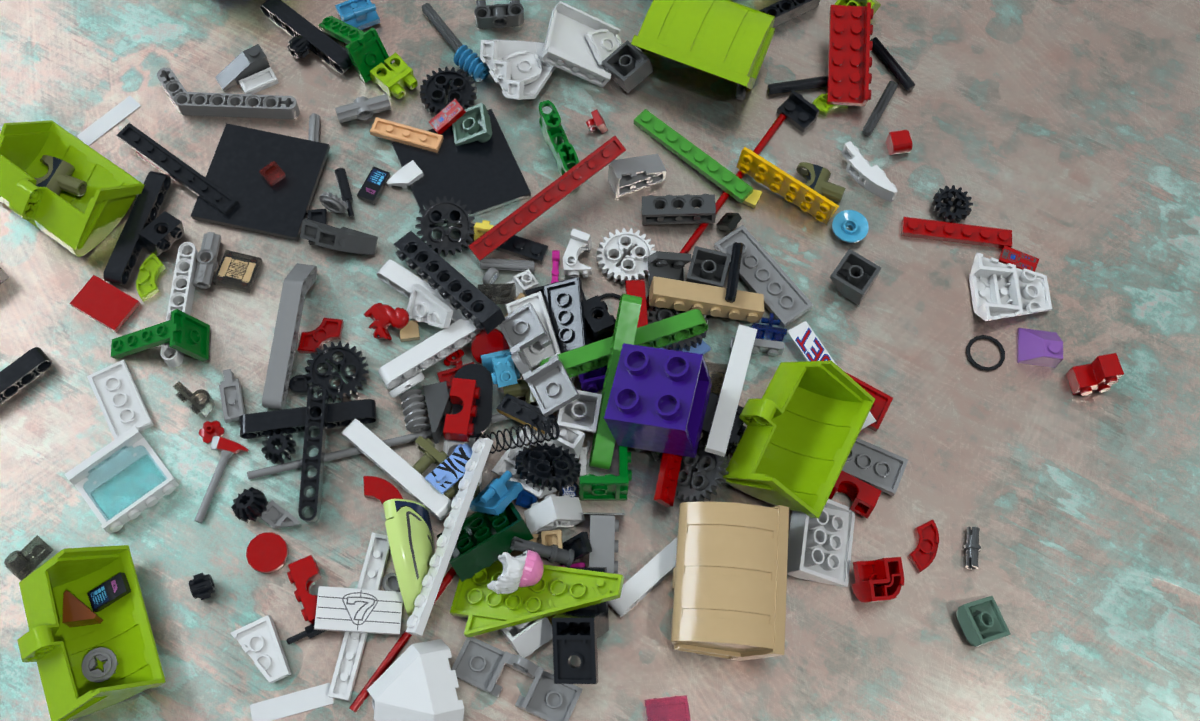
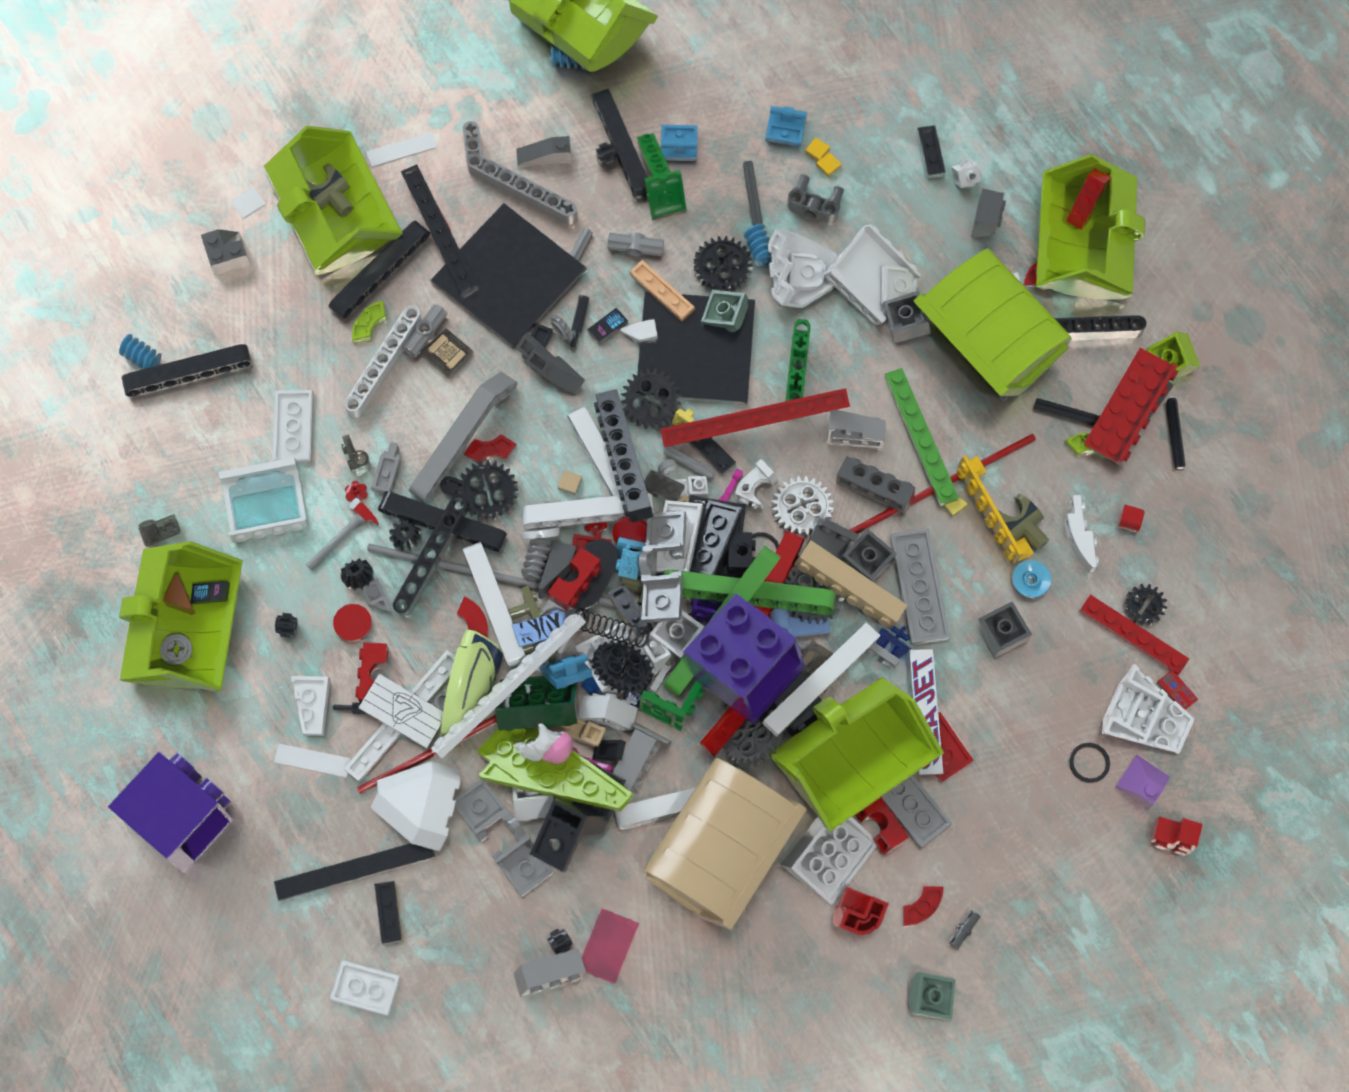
camera: 30 degrees right, 5 degrees up
(105, 303) = (319, 329): red tile -> none
(161, 233) = (402, 278): black brick -> none
(182, 332) = (372, 392): green bracket -> none
(258, 81) = (553, 171): white tile -> none
(272, 173) = (520, 274): clear red plate -> none
(384, 317) = (551, 460): red animal -> none
(394, 76) = (680, 226): lime hips -> none
(428, 308) = (593, 472): white wing -> none
(447, 116) = (707, 290): red tile -> none
(551, 553) = (586, 744): dark grey pin -> none
(597, 122) = (847, 360): red tile -> none
(729, 221) = (917, 519): pearl dark grey plate -> none
(734, 270) = (890, 571): black axle -> none
(799, 111) = (1051, 440): black bracket -> none
(880, 107) = (1135, 473): dark grey axle -> none

